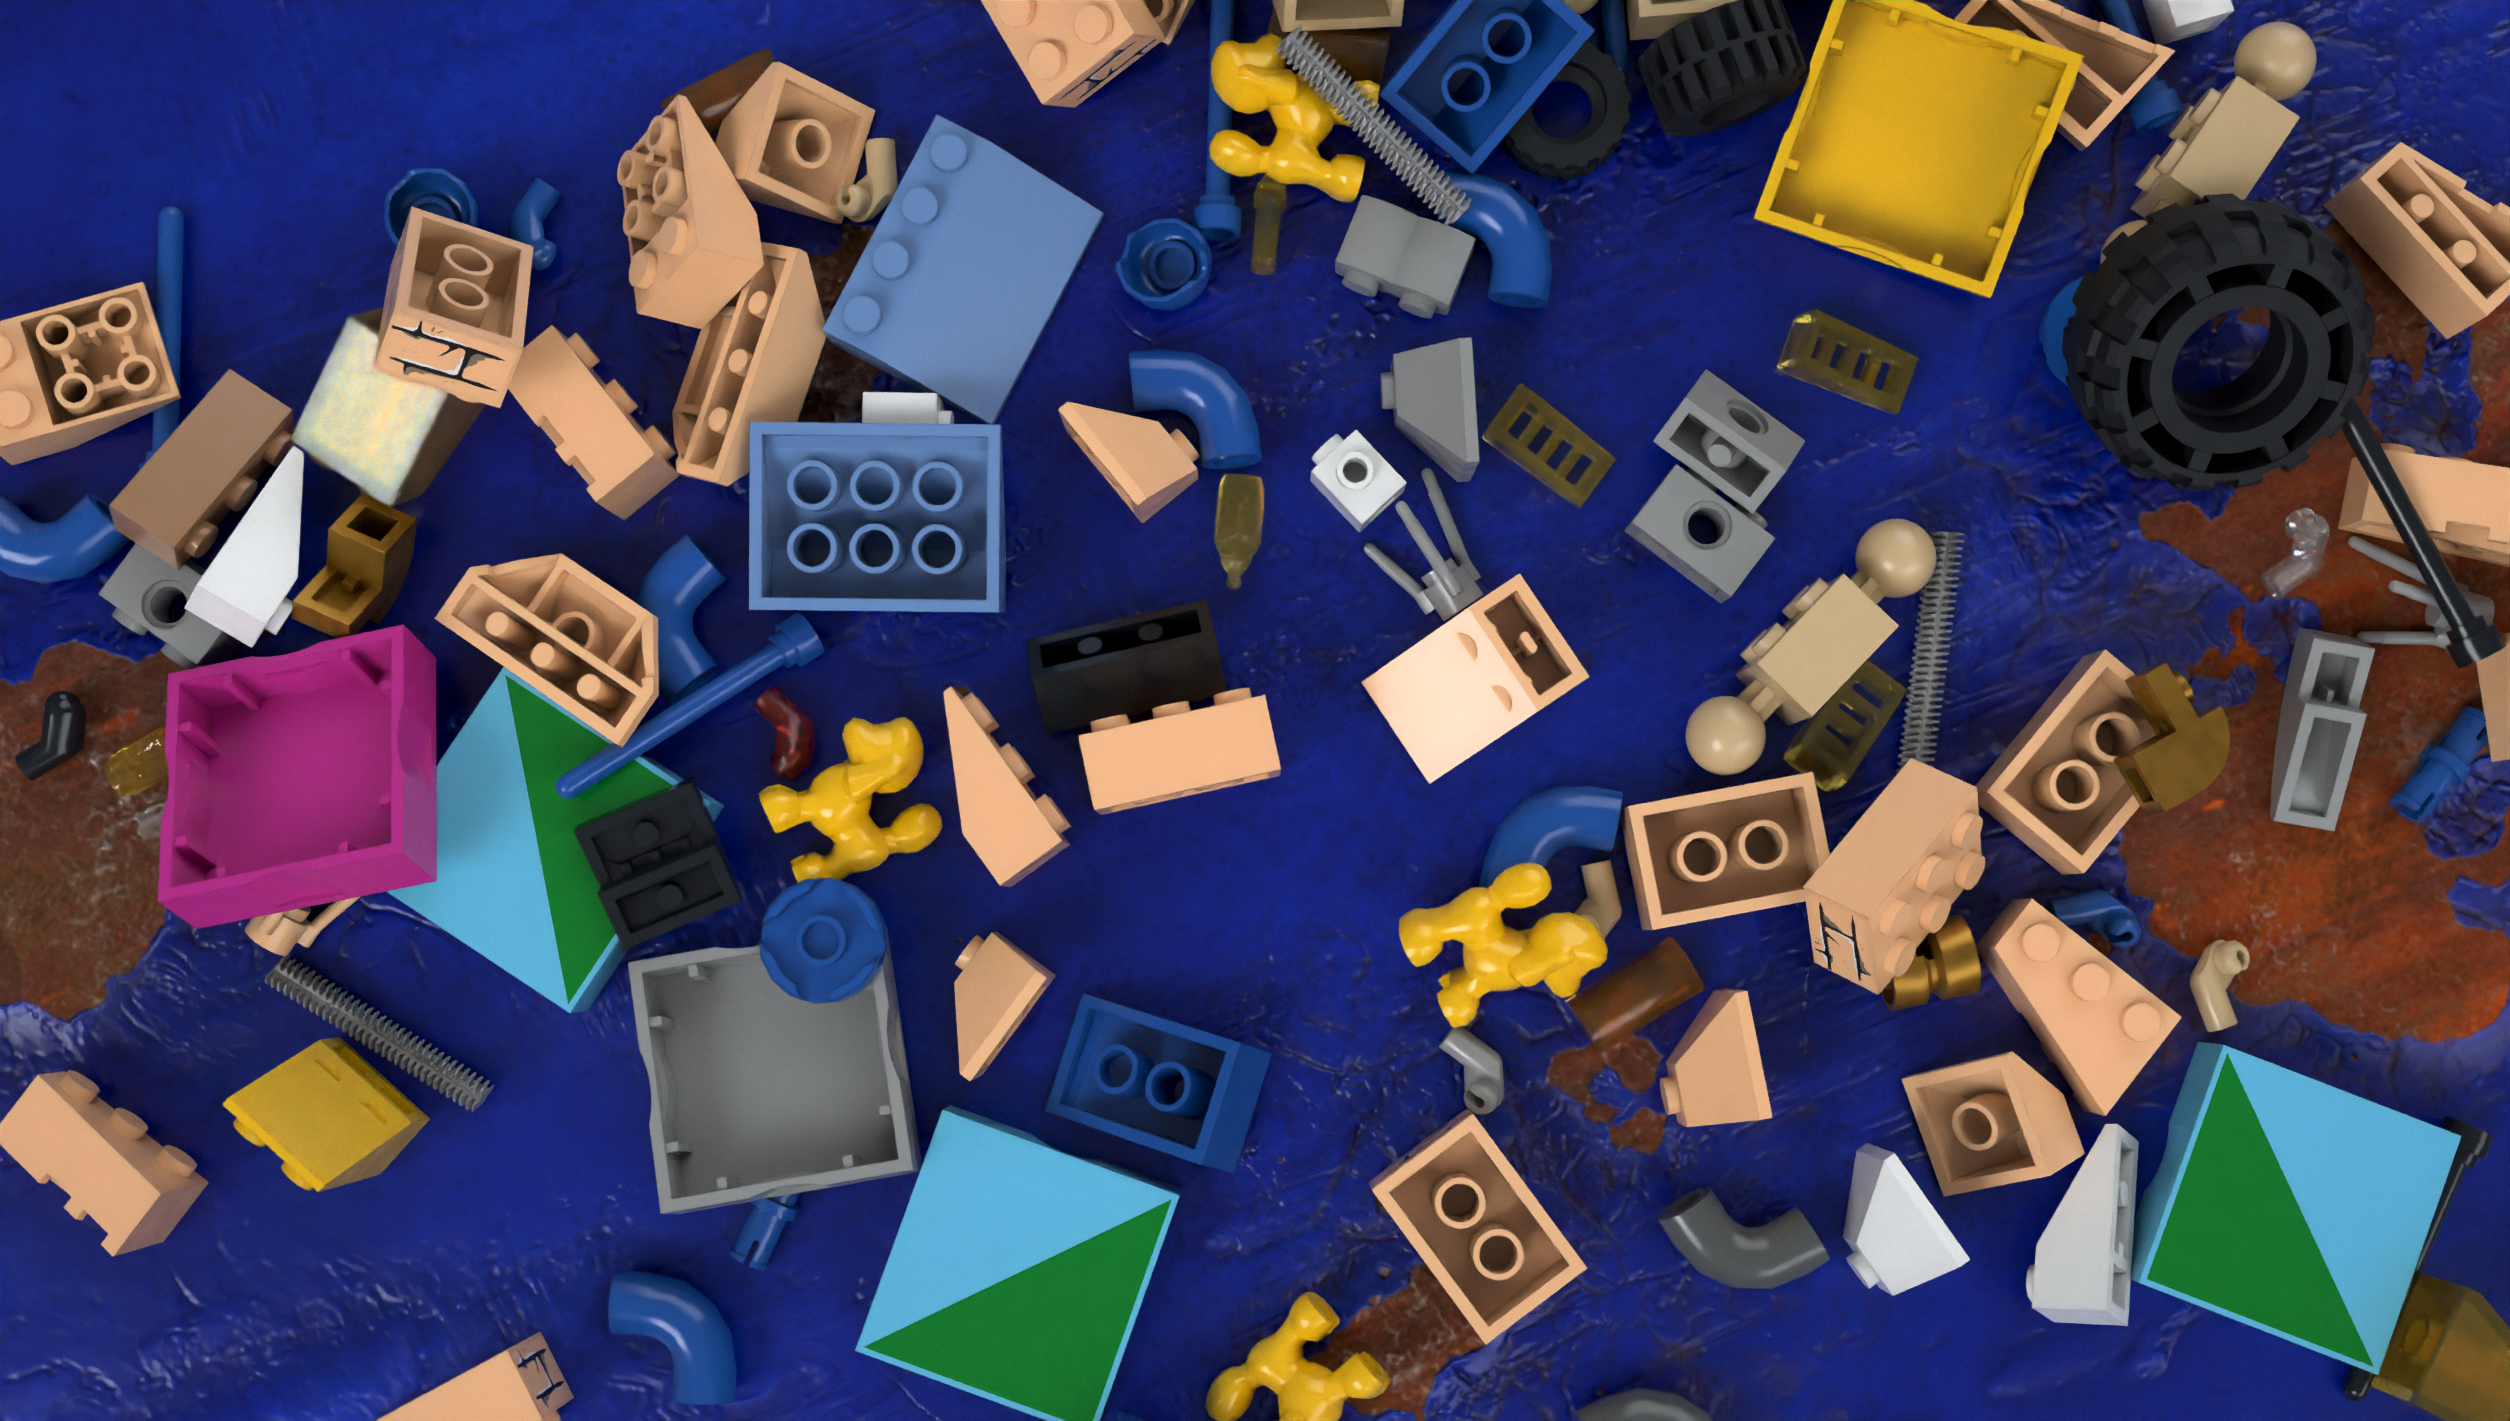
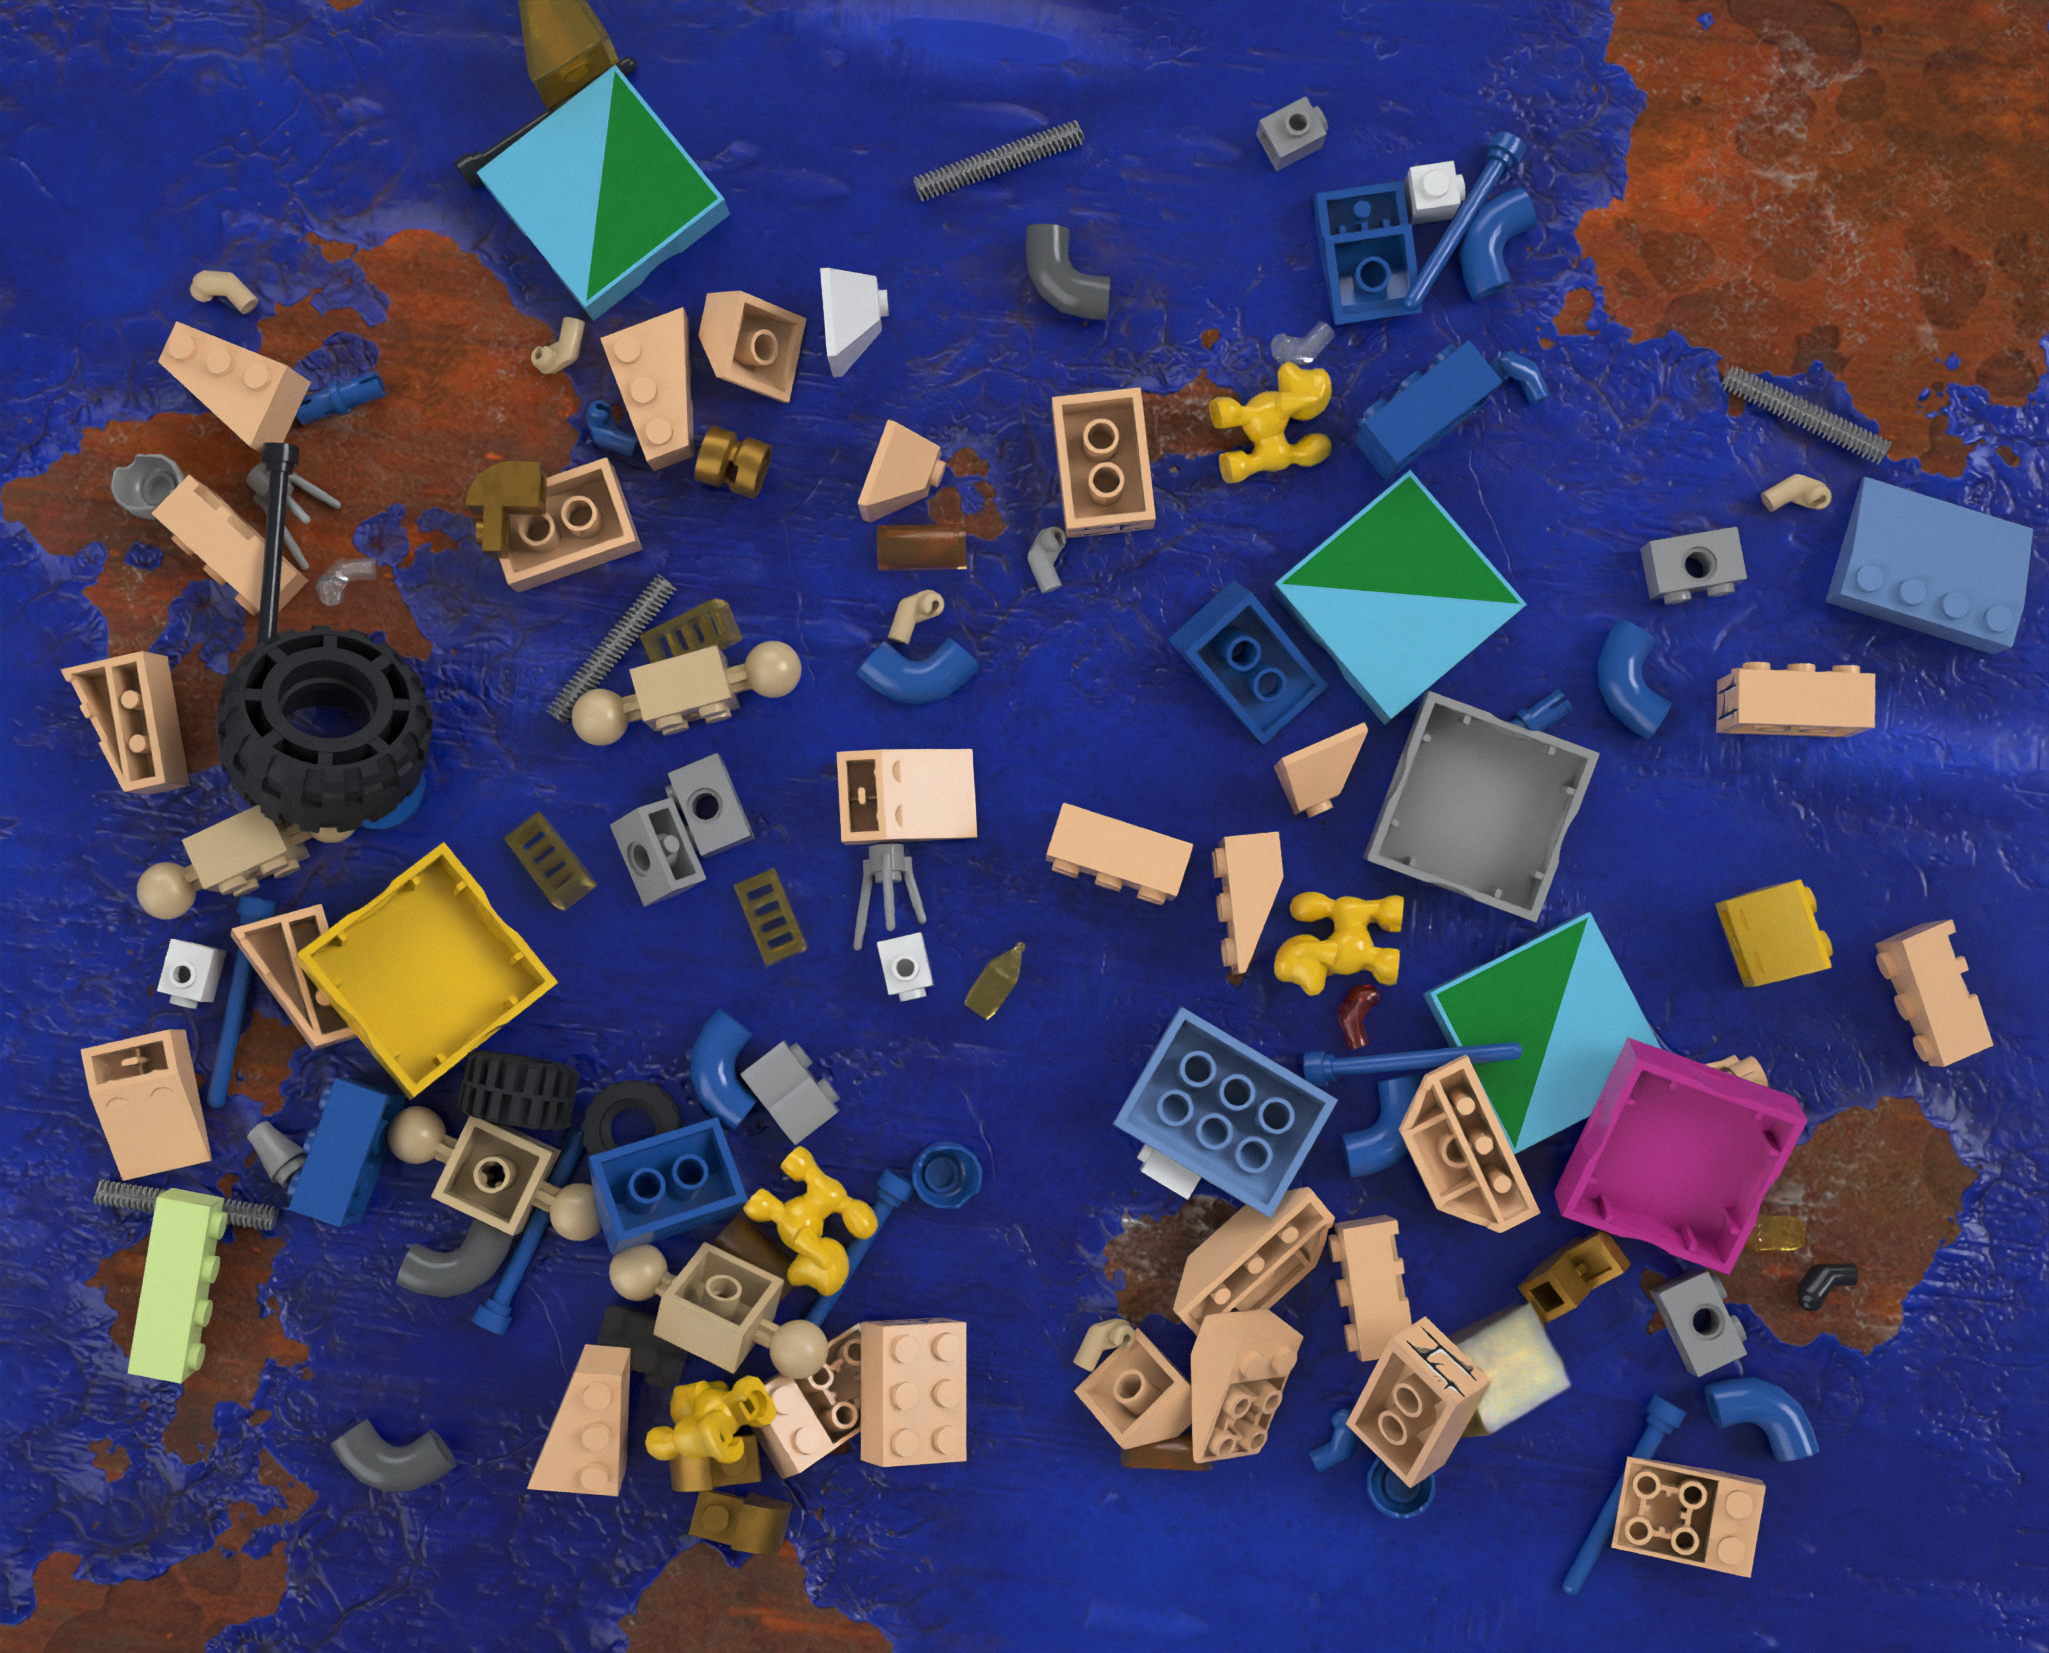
camera: 150 degrees left, 0 degrees up
(204, 471) = (1635, 1394): medium nougat brick -> none
(258, 563) = (1631, 1315): white slope -> none
(377, 1033) = (1718, 973): light grey axle -> none
(658, 863) = (1483, 971): black slope -> none
(823, 940) = (1407, 864): blue tile -> none
(962, 271) = (1077, 1246): medium blue slope -> none
(1126, 666) = (1120, 929): black brick -> none
(1133, 455) = (1037, 1059): light nougat slope -> none
(1206, 395) = (970, 1077): blue cylinder -> none
(1269, 206) = (856, 1177): clear yellow piece -> none
(1373, 126) = (763, 1181): light grey axle -> none
(1436, 403) = (828, 982): light grey slope -> none
(1496, 956) = (994, 615): yellow animal -> none
(1724, 850) = (814, 598): light nougat brick -> none
(1741, 1254) = (953, 355): dark grey cylinder -> none
(1895, 876) = (723, 520): light nougat brick -> none
(2088, 1243) = (738, 239): white slope -> none
(2319, 728) = (401, 464): light grey slope -> none

